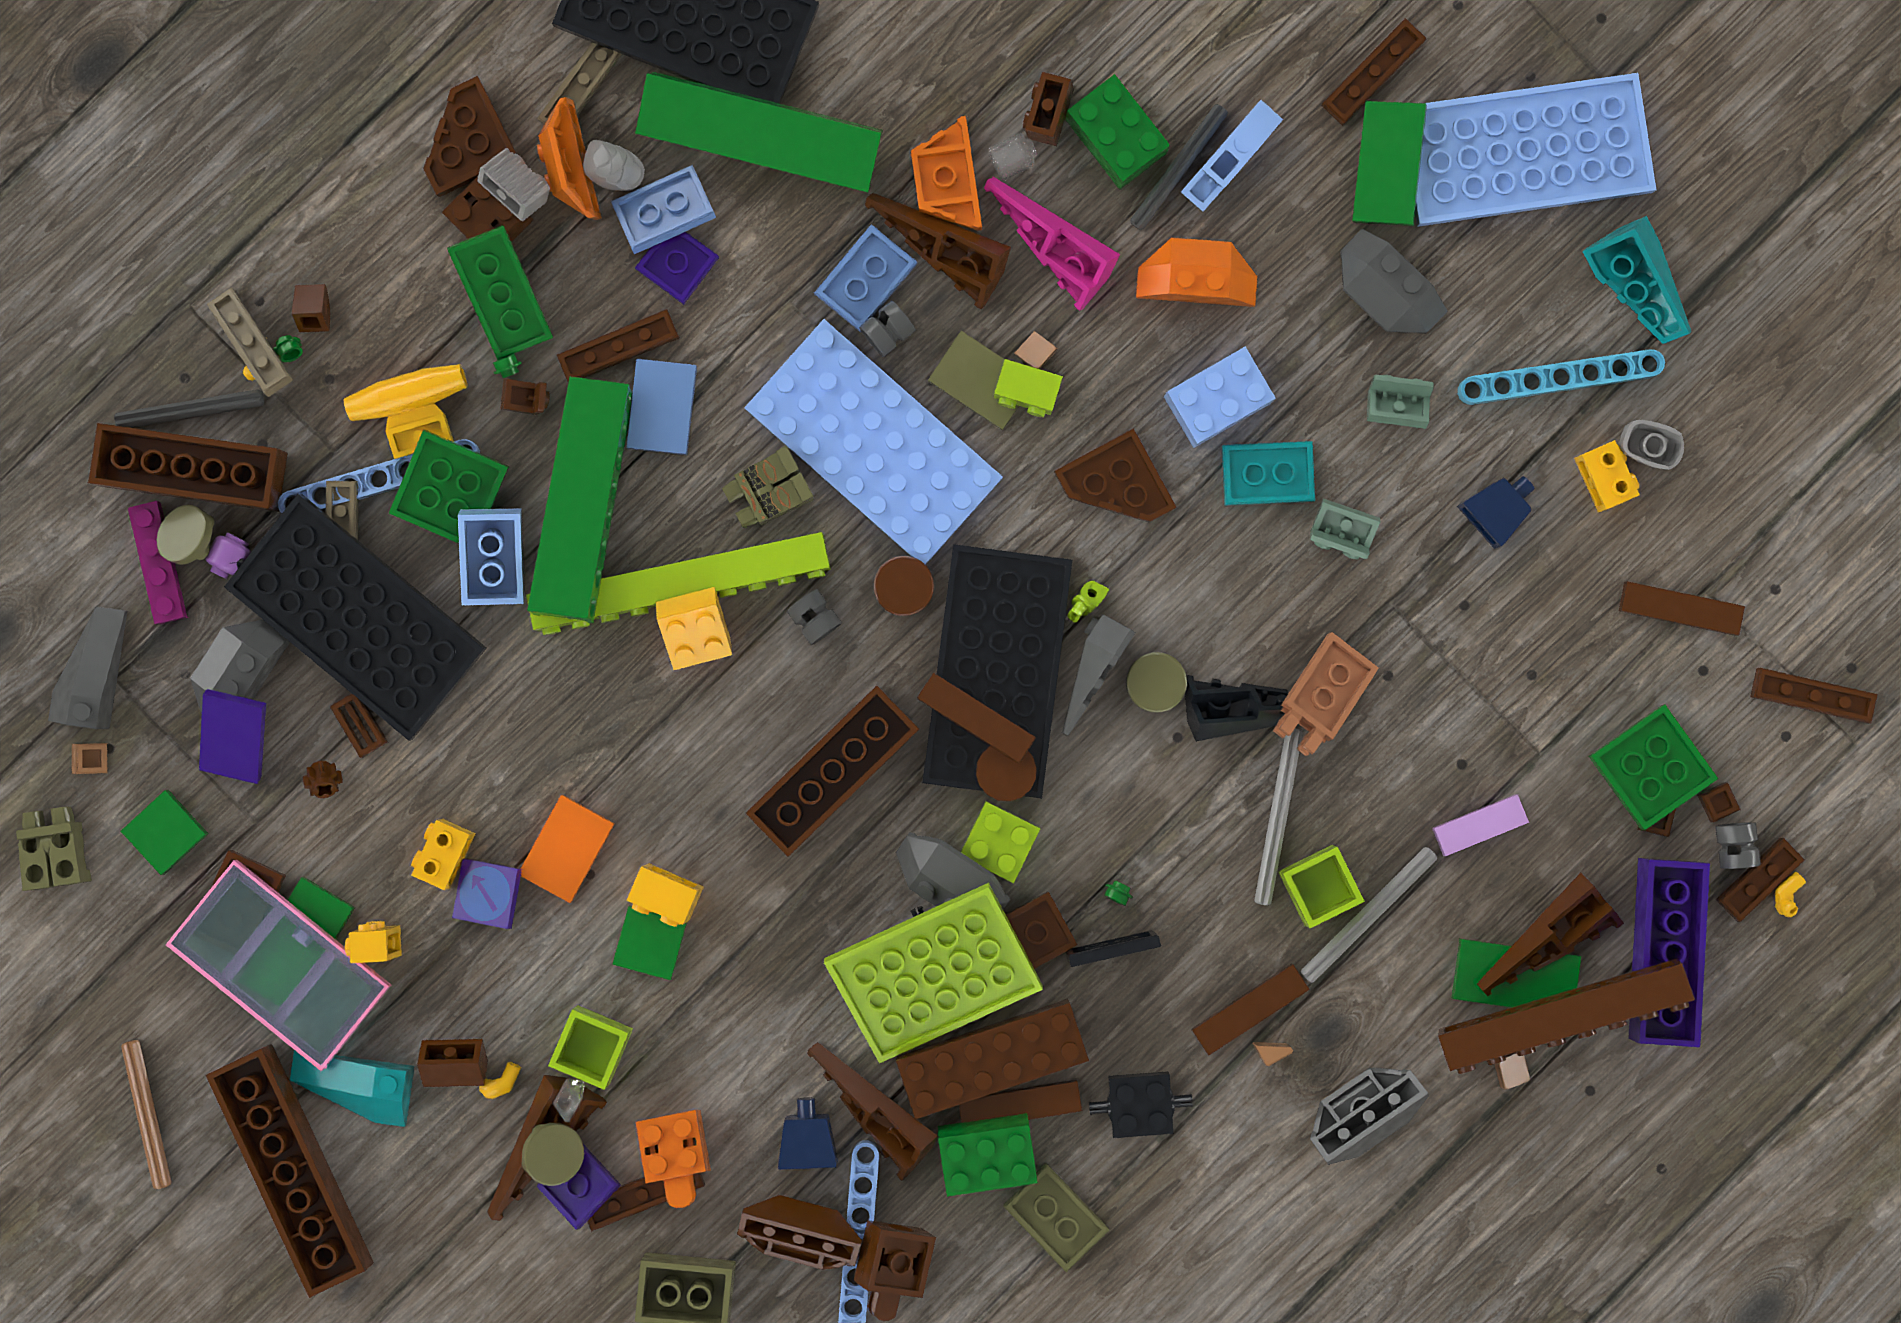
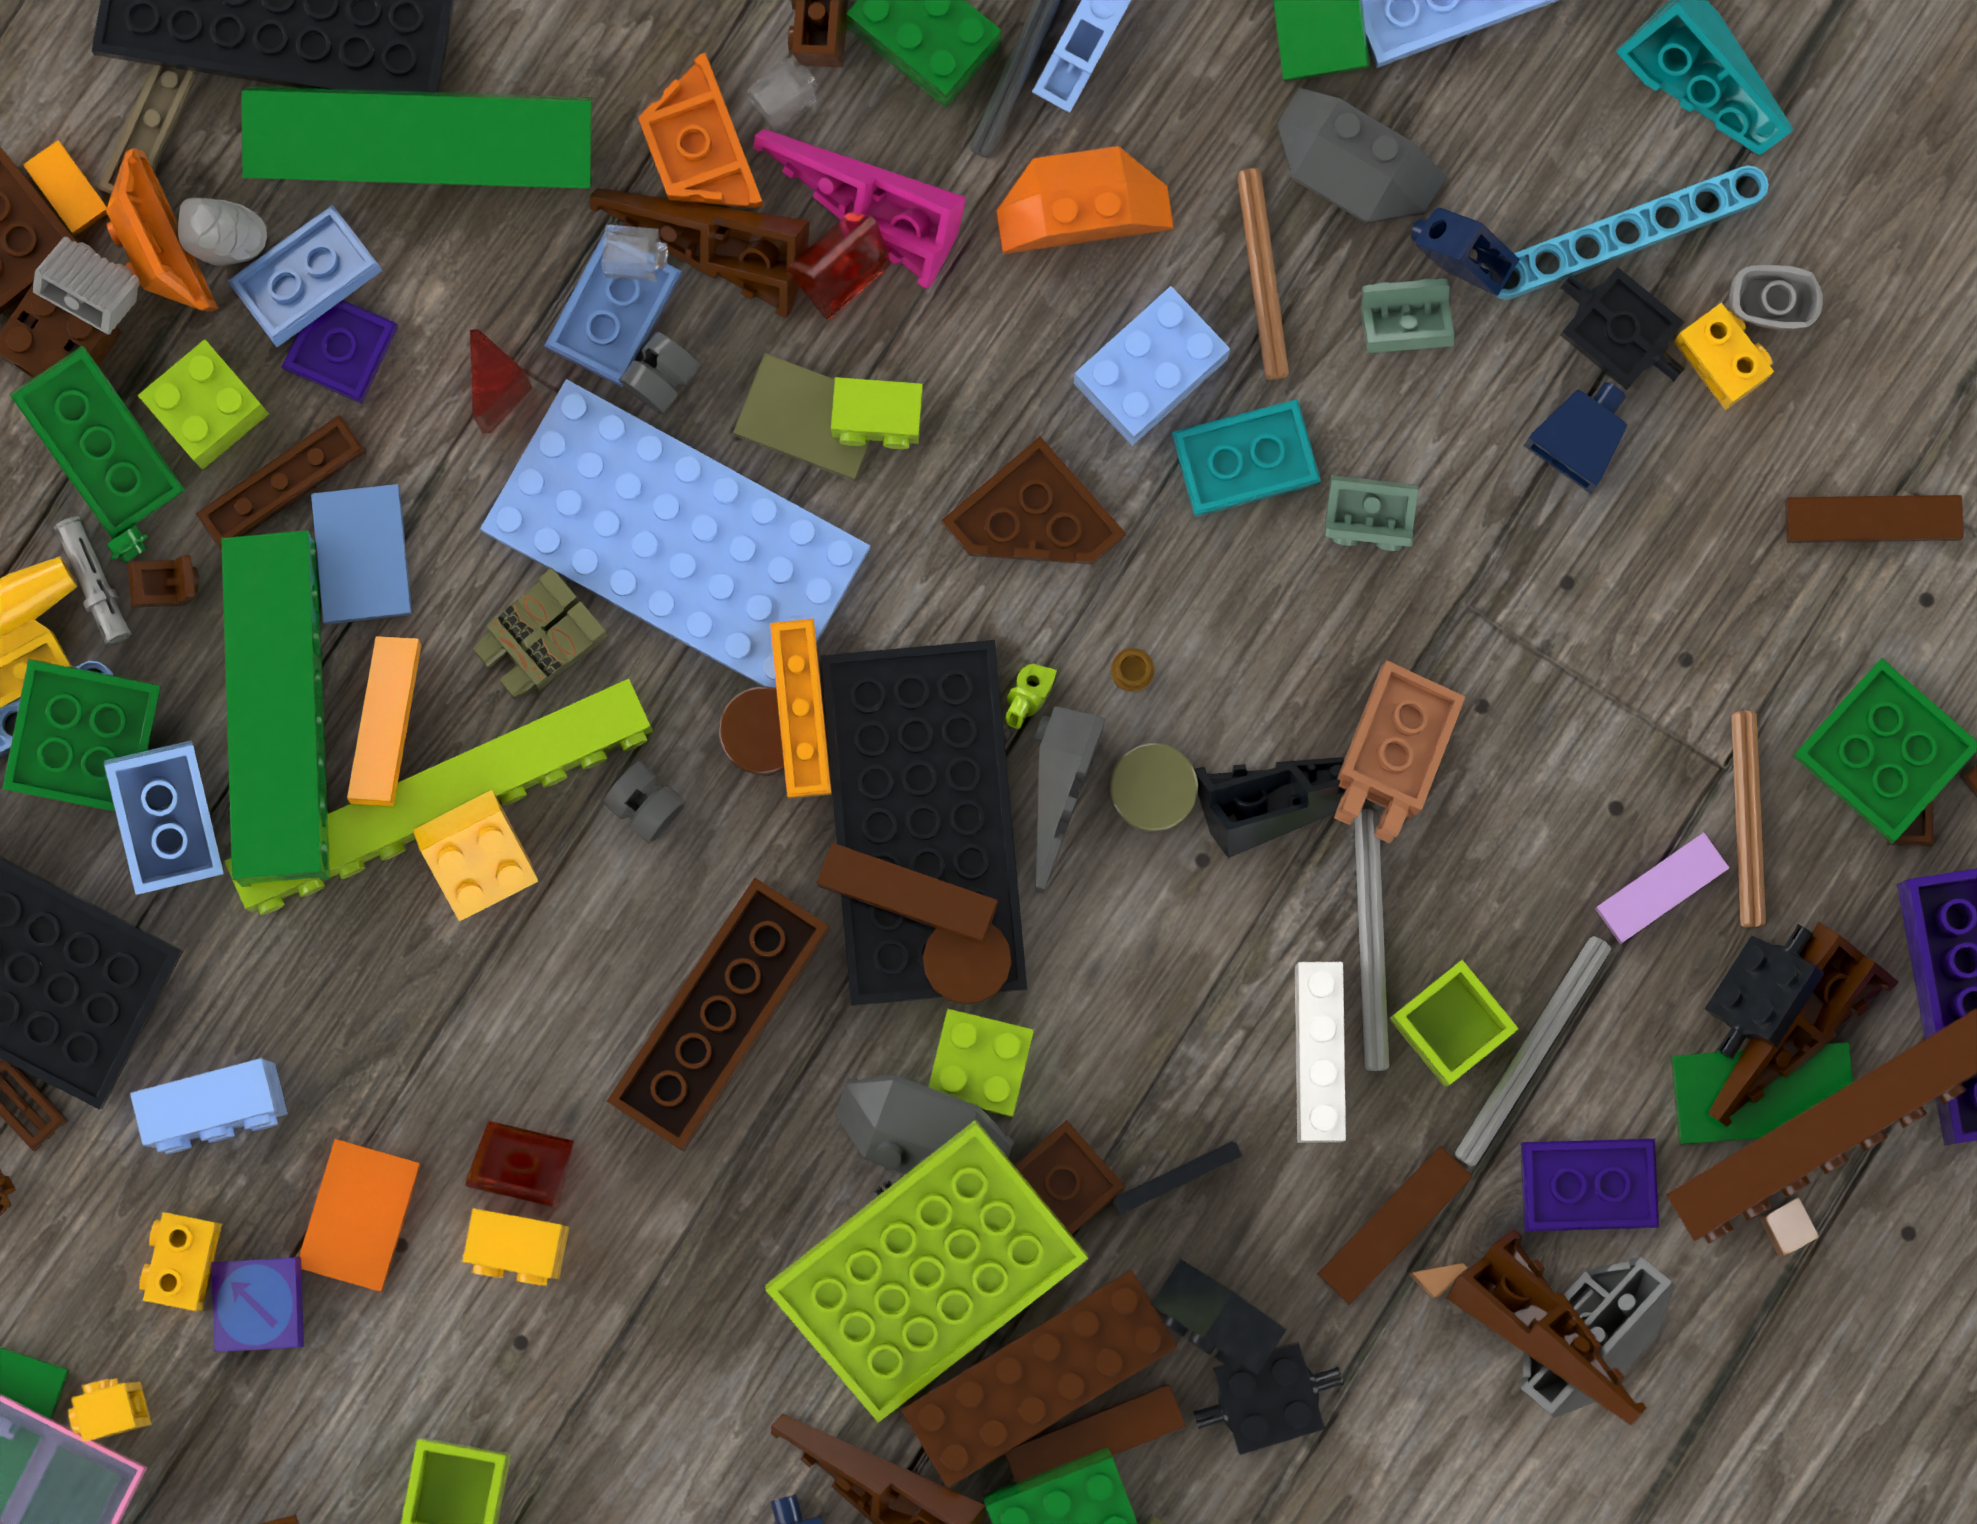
camera: 15 degrees left, 5 degrees down
(480, 395) = (99, 596): none -> light grey pin
(481, 757) = (209, 1106): none -> light blue brick
(516, 113) = (66, 188): none -> light orange tile
(576, 282) = (203, 404): none -> lime piece
(649, 944) = (508, 1324): green tile -> none
(652, 524) = (384, 721): none -> light orange tile
(680, 840) = (521, 1164): none -> clear red slope
(775, 311) = (496, 382): none -> clear red slope
(887, 243) = (633, 253): none -> clear brick
(932, 577) = (800, 708): none -> light orange tile
(1026, 280) = (841, 263): none -> clear red slope
(1036, 351) = (877, 358): medium nougat slope -> none
(1118, 893) = (1167, 1100): green plate -> none
(1119, 1049) = (1217, 1319): none -> black brick
(1160, 599) = (1132, 669): none -> pearl gold plate
(1227, 885) = (1320, 1052): none -> white brick
(1308, 351) = (1263, 274): none -> medium nougat axle
(1320, 1081) = (1518, 1304): none -> reddish brown wedge
(1385, 1011) = (1589, 1185): none -> dark purple tile
(1442, 357) = (1449, 239): none -> dark blue torso
(1533, 911) = (1764, 991): none -> black plate
(1542, 442) = (1622, 328): none -> black plate
(1549, 792) = (1748, 819): none -> medium nougat axle

